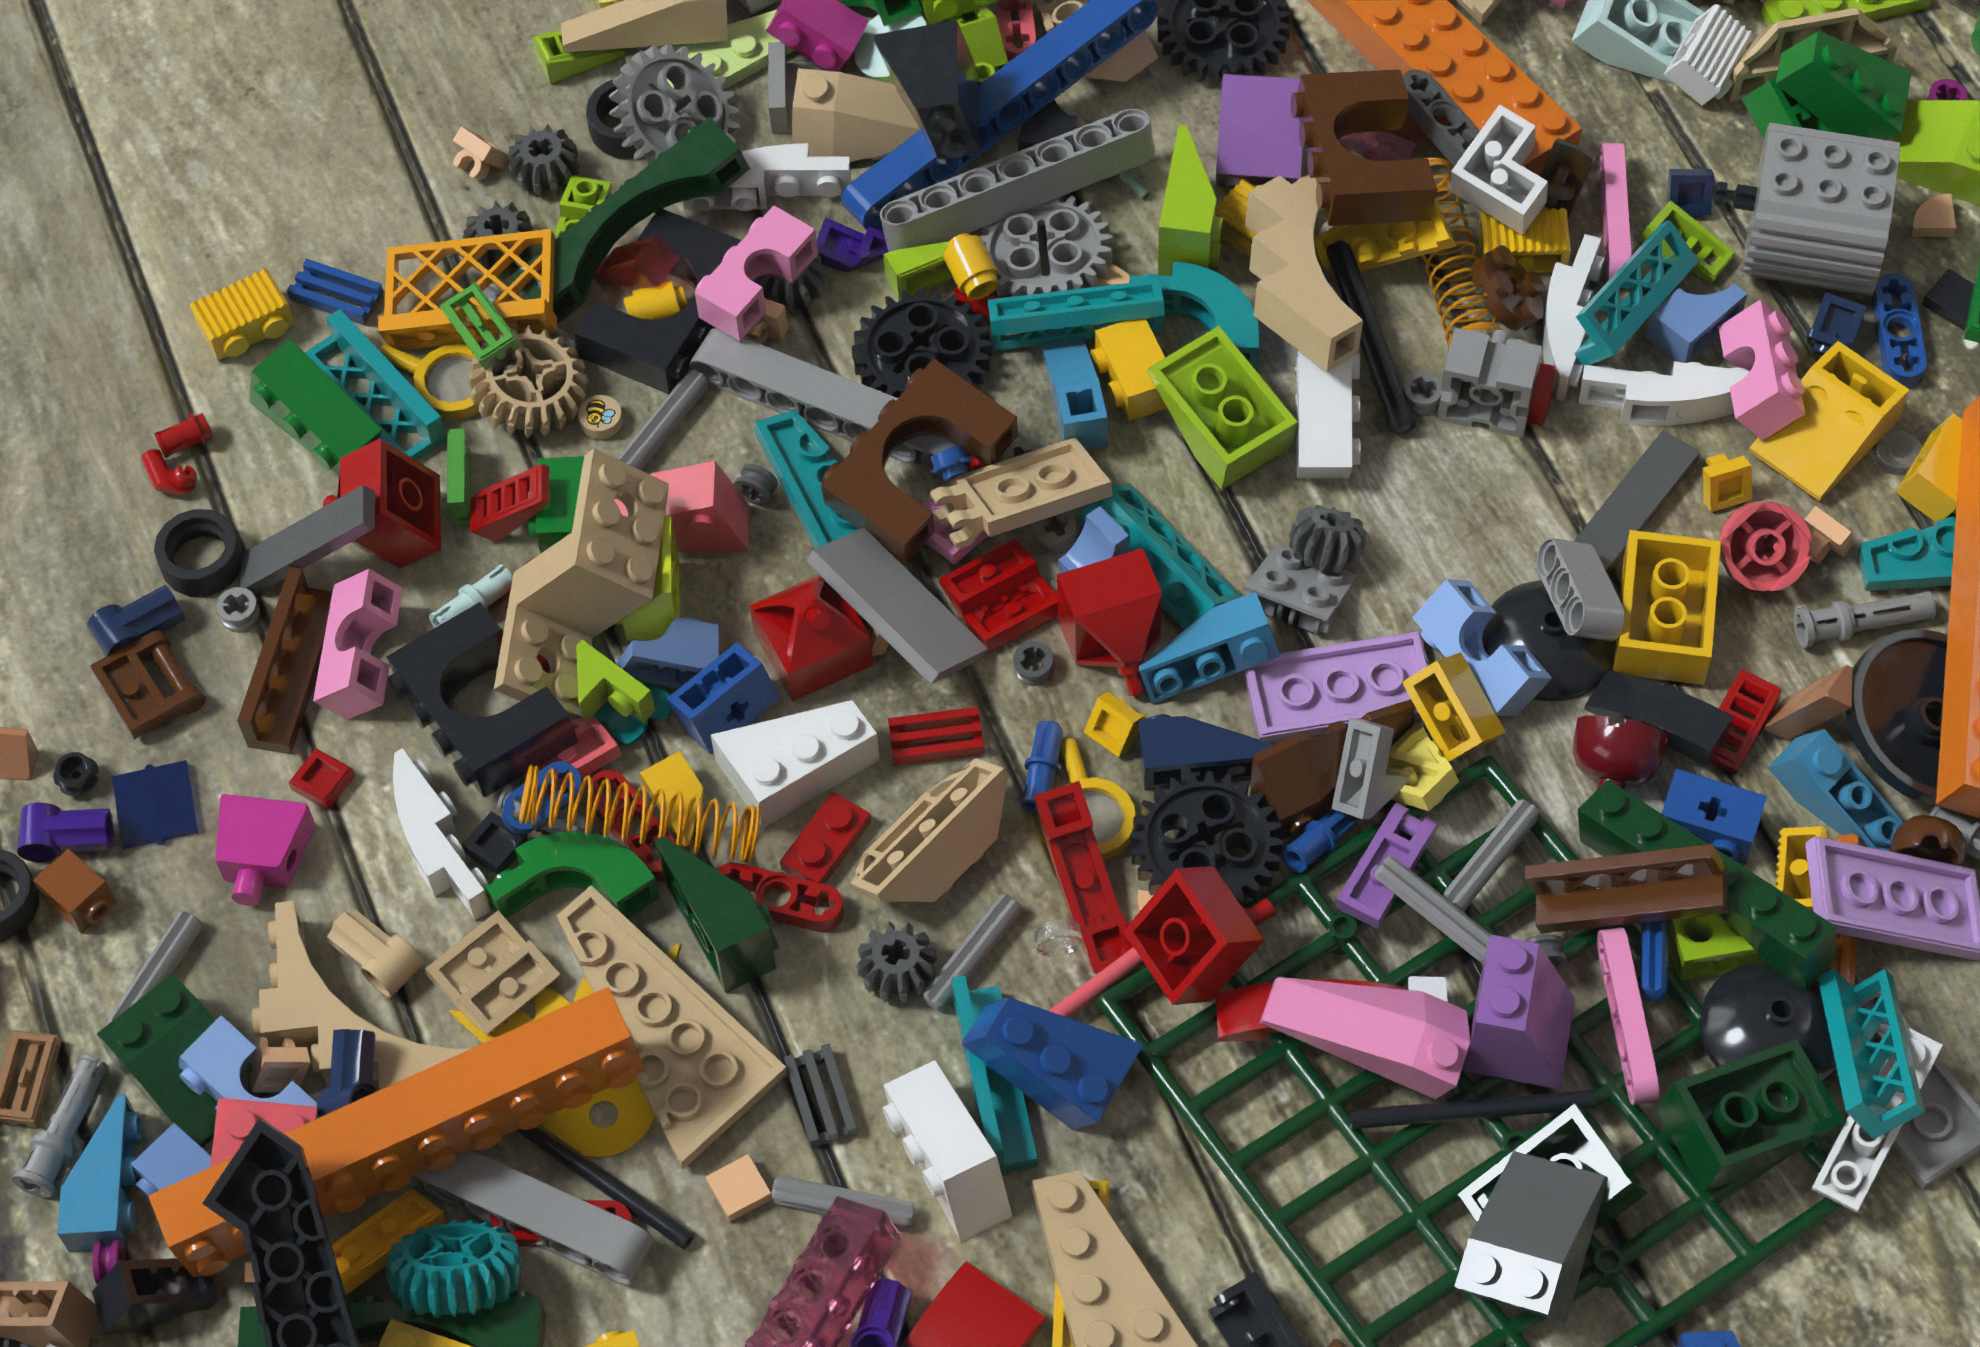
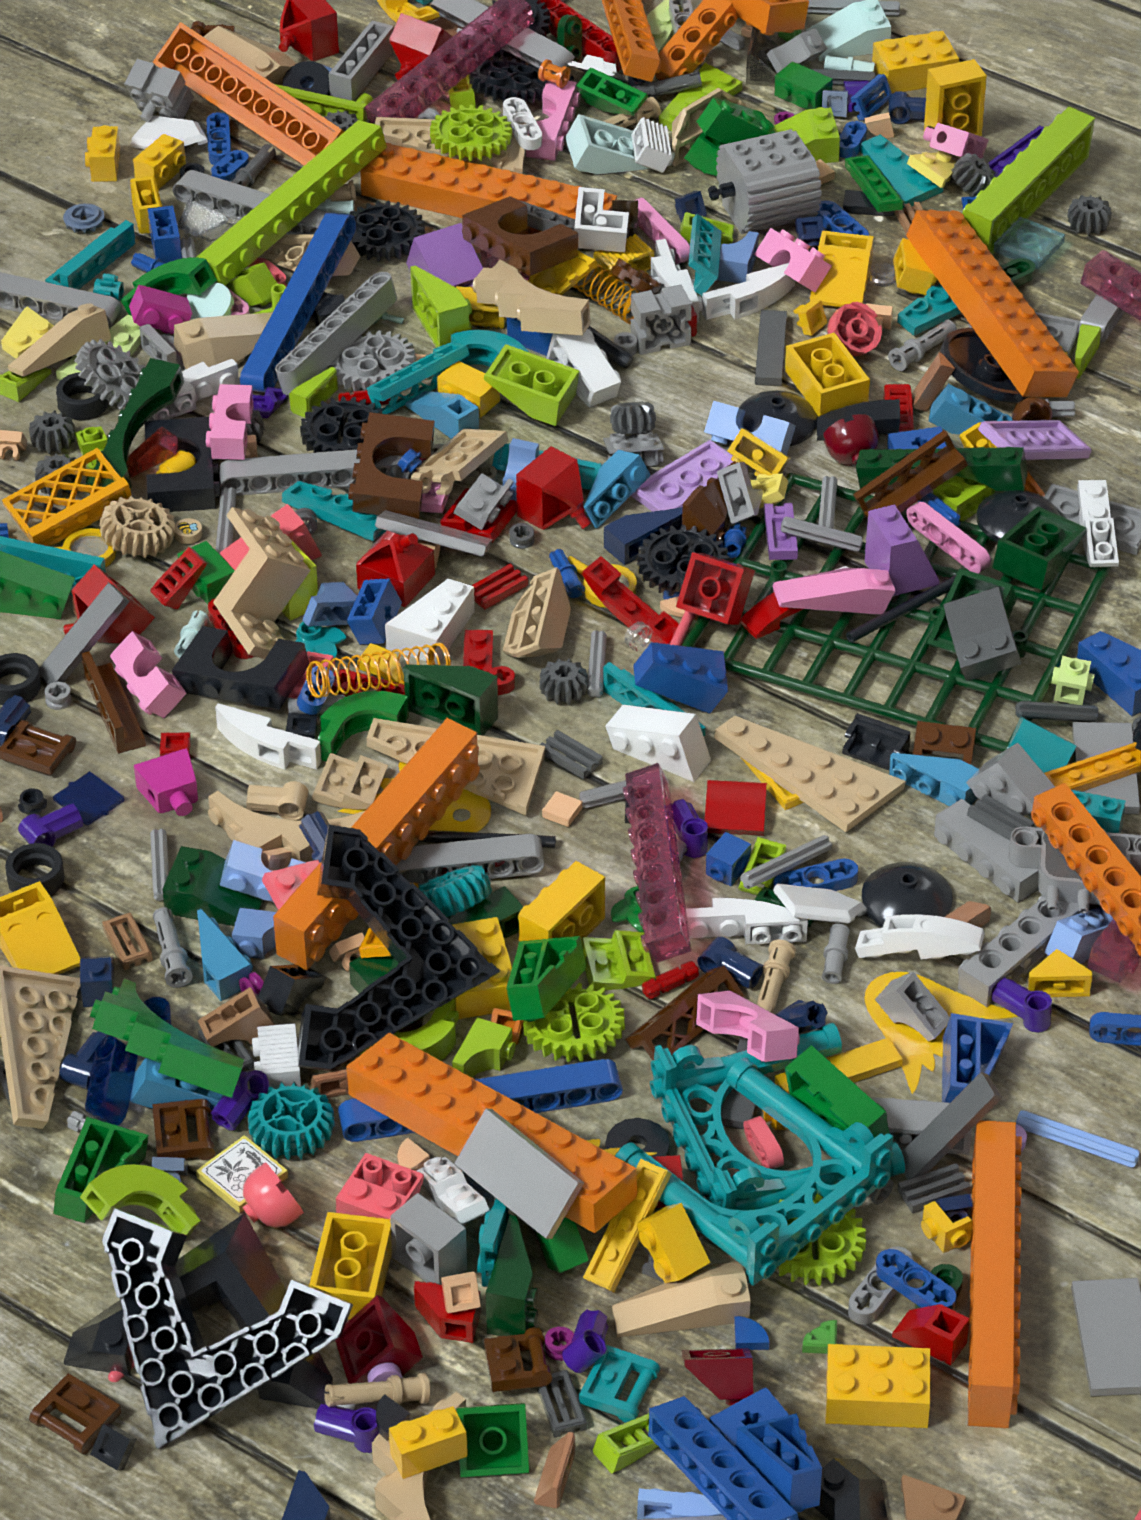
camera: 35 degrees left, 15 degrees down
(75, 891) = (83, 847): dark orange brick -> none
(458, 477) = (134, 583): bright green tile -> none
(494, 348) = (94, 507): bright green tile -> none
(604, 680) = (307, 626): lime slope -> none
(936, 84) = (265, 296): black slope -> none
(971, 266) = (345, 376): yellow brick -> none
(1009, 580) = (483, 501): none -> light grey bracket
(1113, 724) = (588, 539): yellow tile -> none
(1580, 589) = (781, 381): light grey beam -> none
(1861, 1060) = (1077, 500): teal fence -> none

